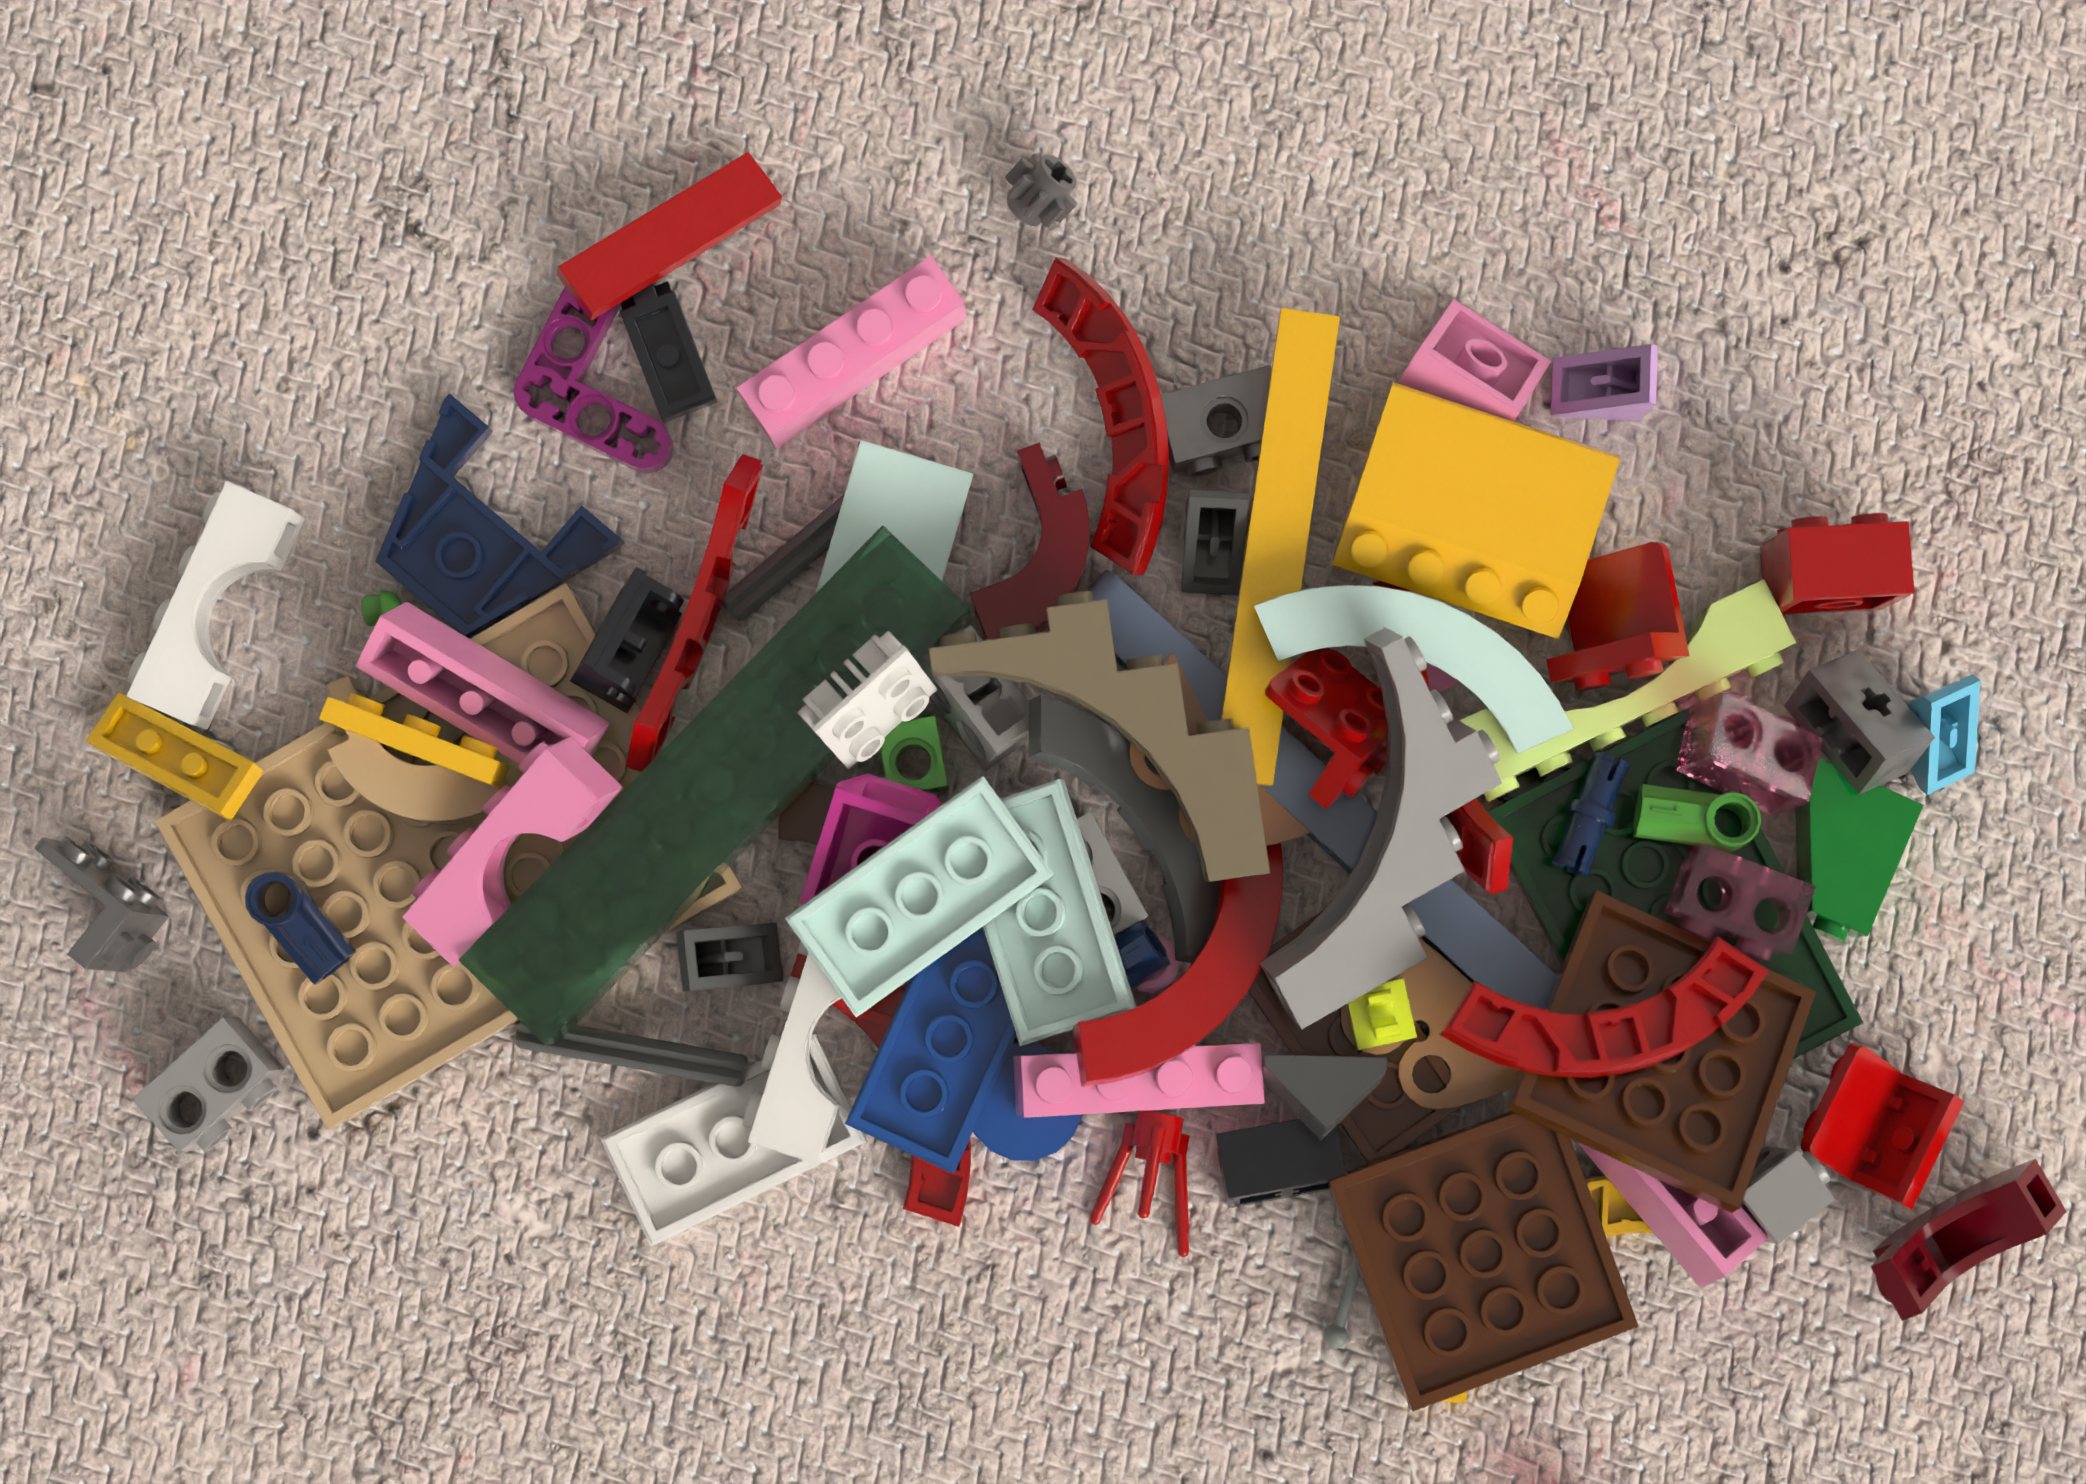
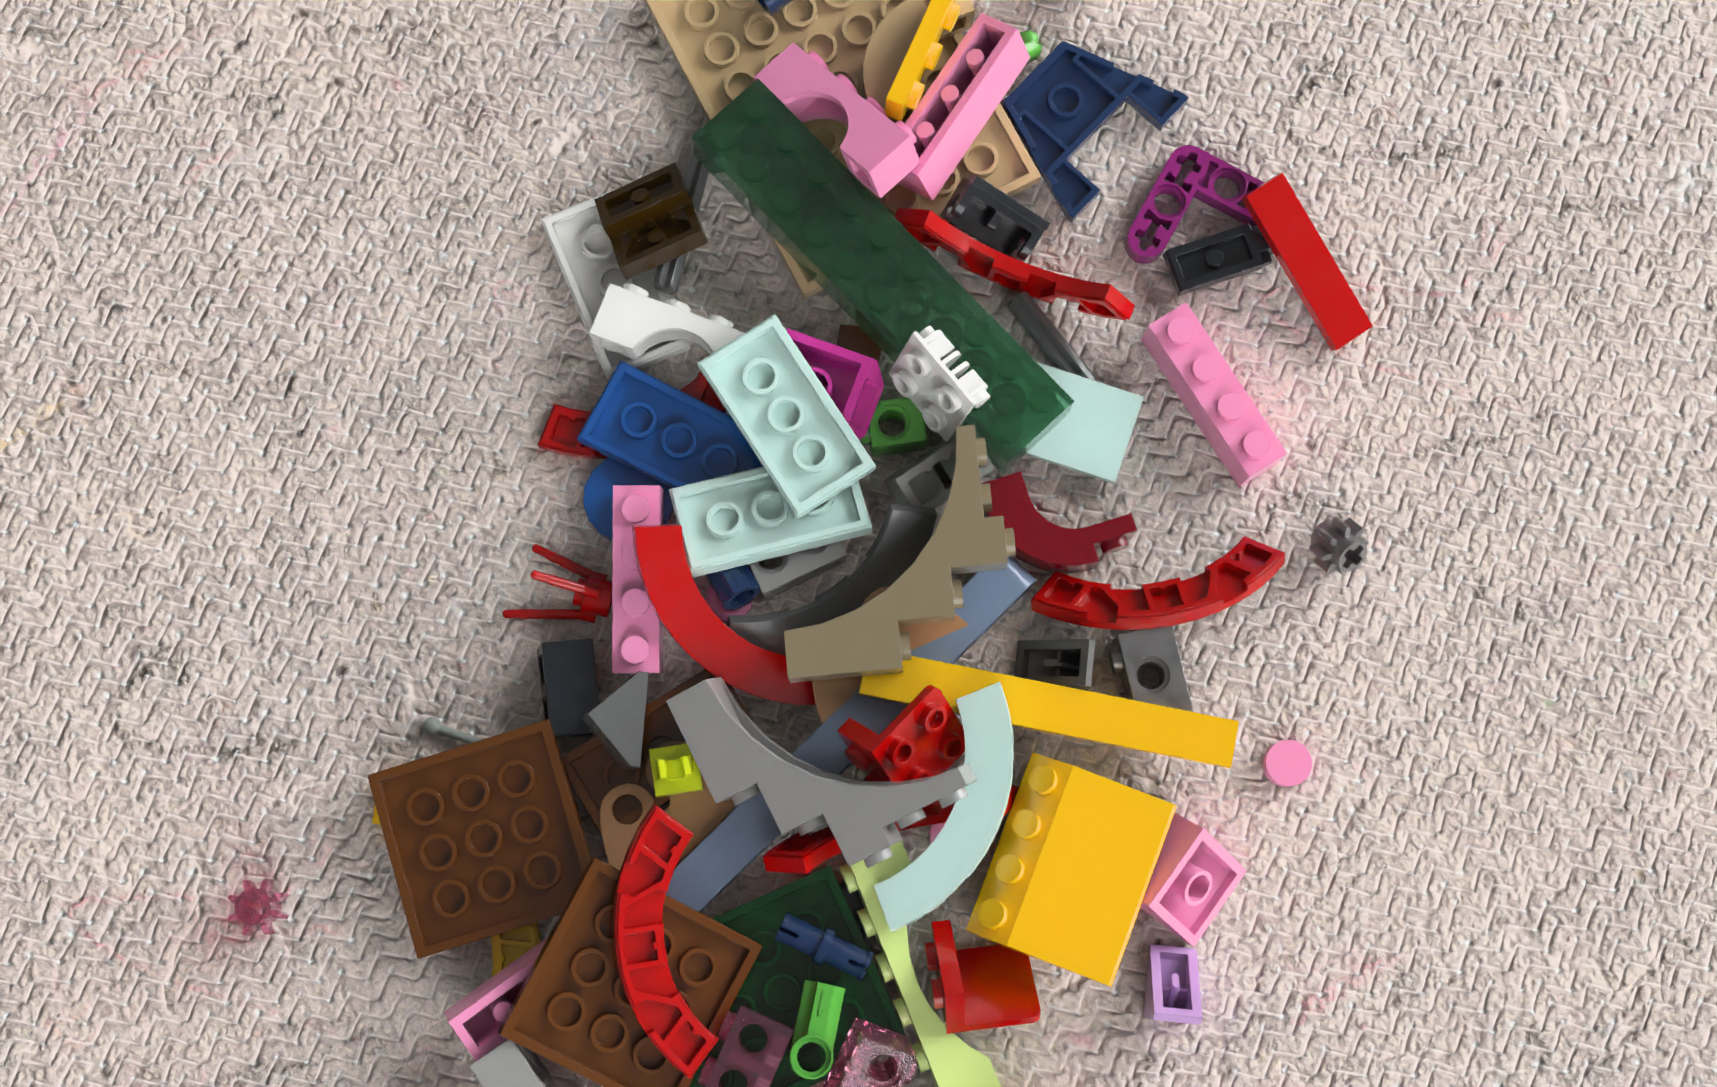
camera: 85 degrees right, 5 degrees down
(653, 1095) = (650, 221): none -> dark brown slope
(729, 957) = (751, 280): dark grey slope -> none
(1318, 251) = (1287, 763): none -> bright pink tile

